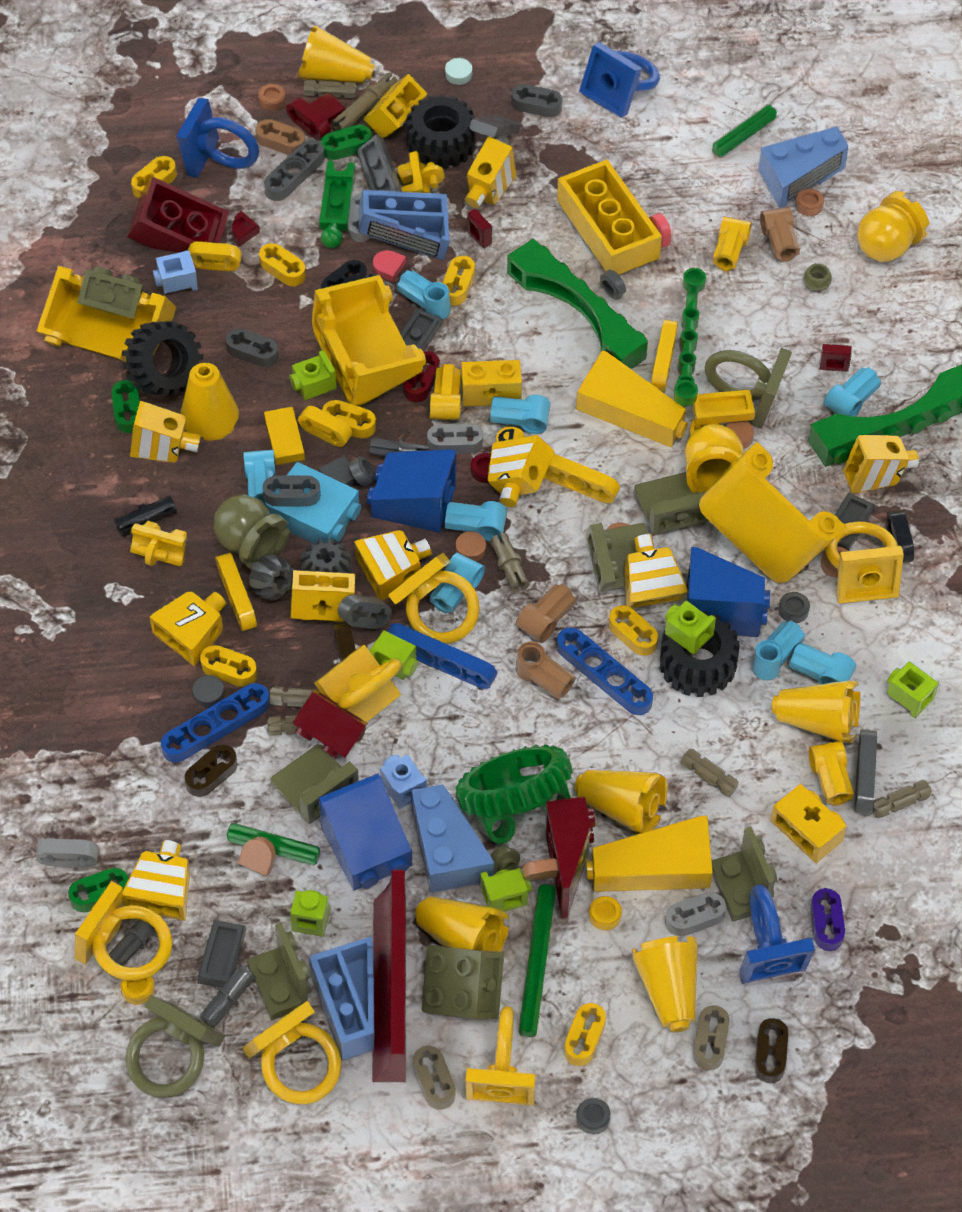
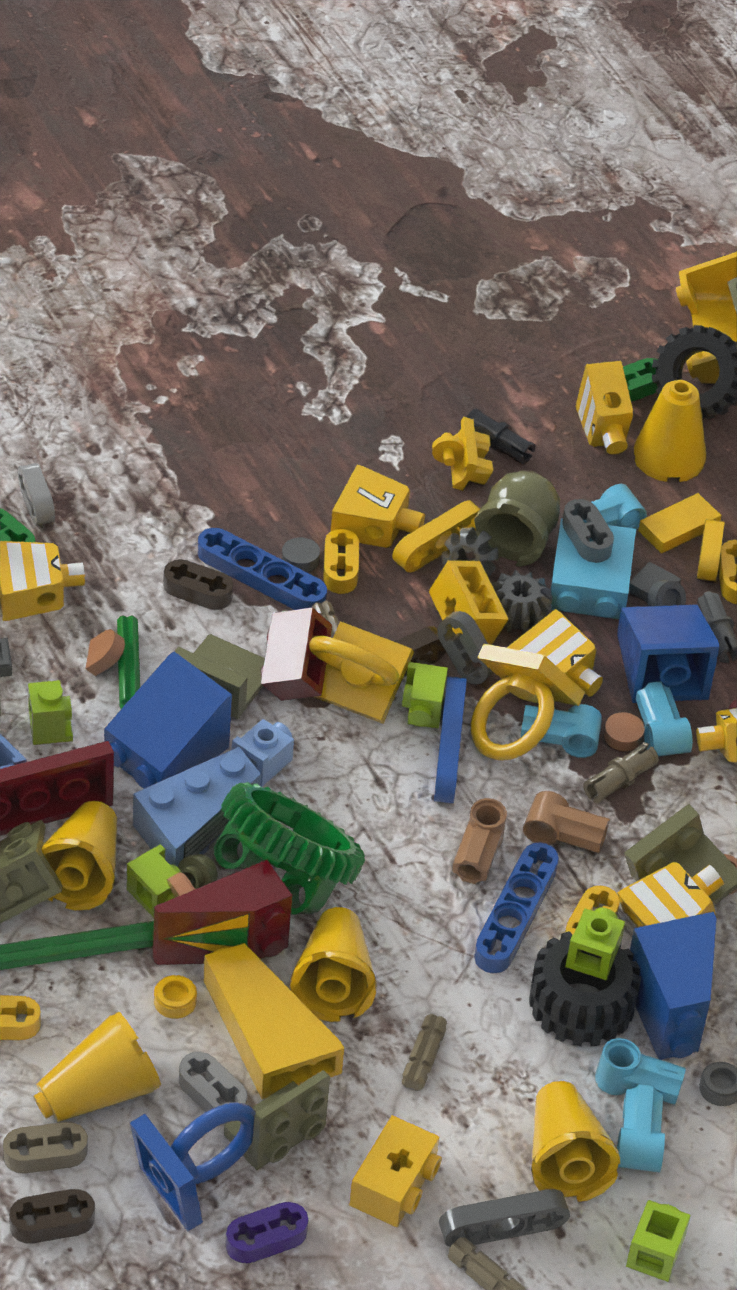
camera: 65 degrees right, 10 degrees down
(830, 764) = (495, 1174): yellow piece -> none

